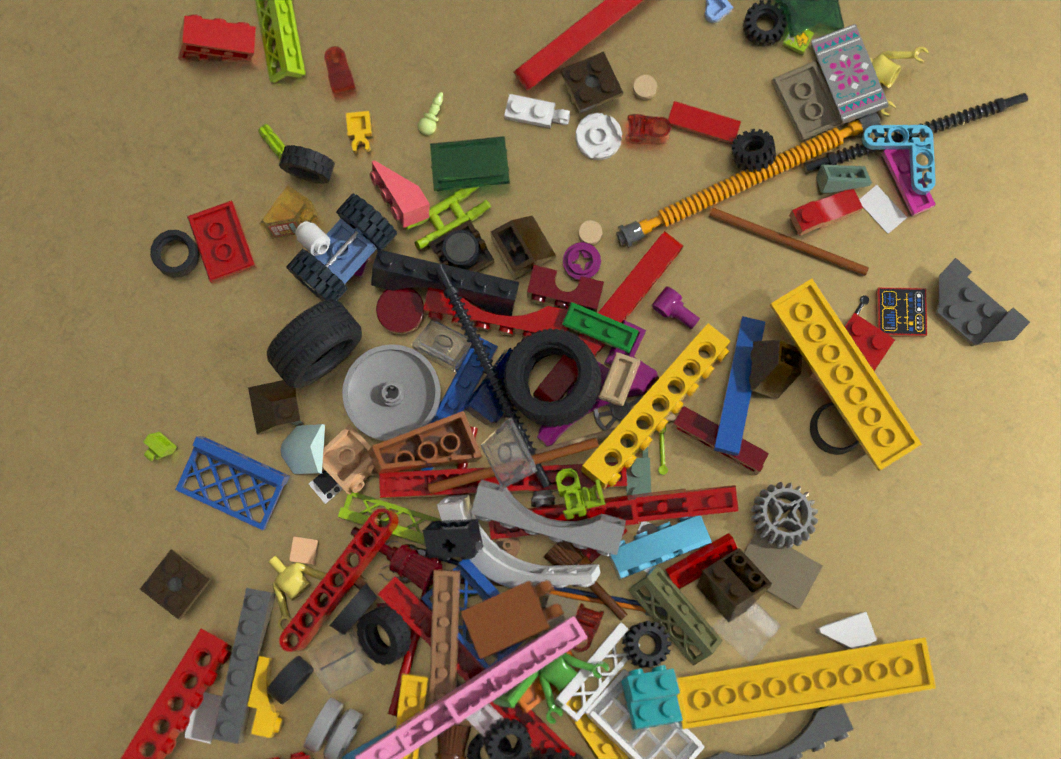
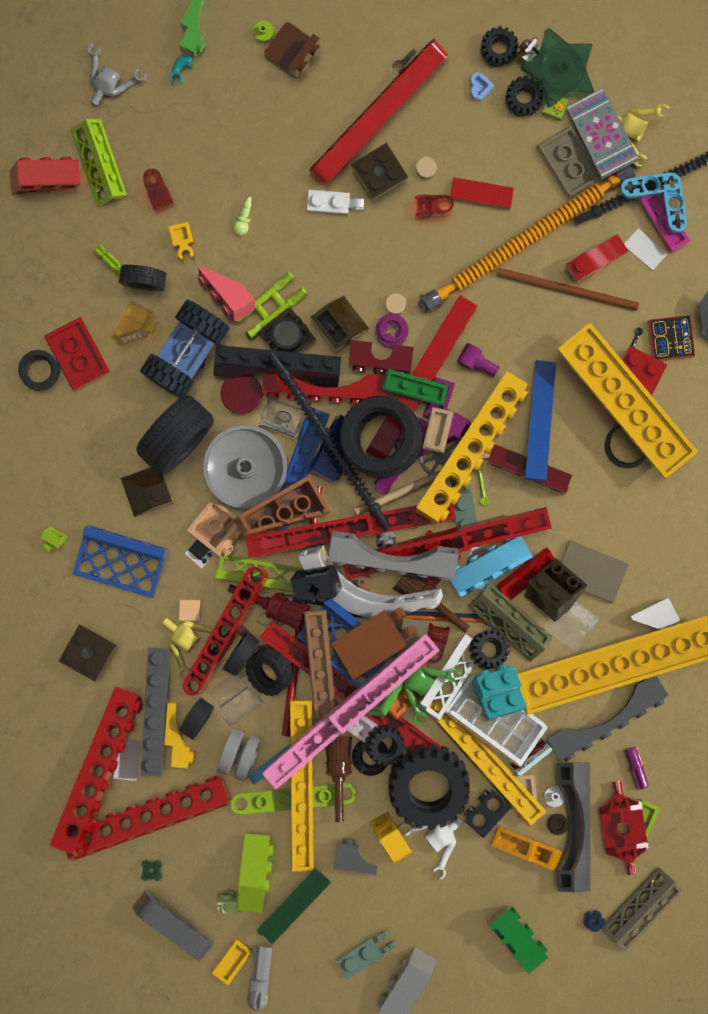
camera: 10 degrees left, 5 degrees up
(304, 449) = (177, 524): light aqua slope -> none
(312, 238) = (158, 343): white brick -> none
(469, 163) = (283, 257): clear green piece -> none
(488, 472) = (358, 515): dark orange piece -> none
(508, 454) = (353, 507): clear slope -> none
(581, 497) = (418, 535): lime piece -> none
(598, 136) = (391, 217): white tile -> none
(756, 159) = (530, 222): black tyre -> none
(774, 367) = (567, 402): dark brown slope -> none
(791, 522) = (584, 521): light grey gear -> none
(841, 177) = (597, 233): sand green slope -> none

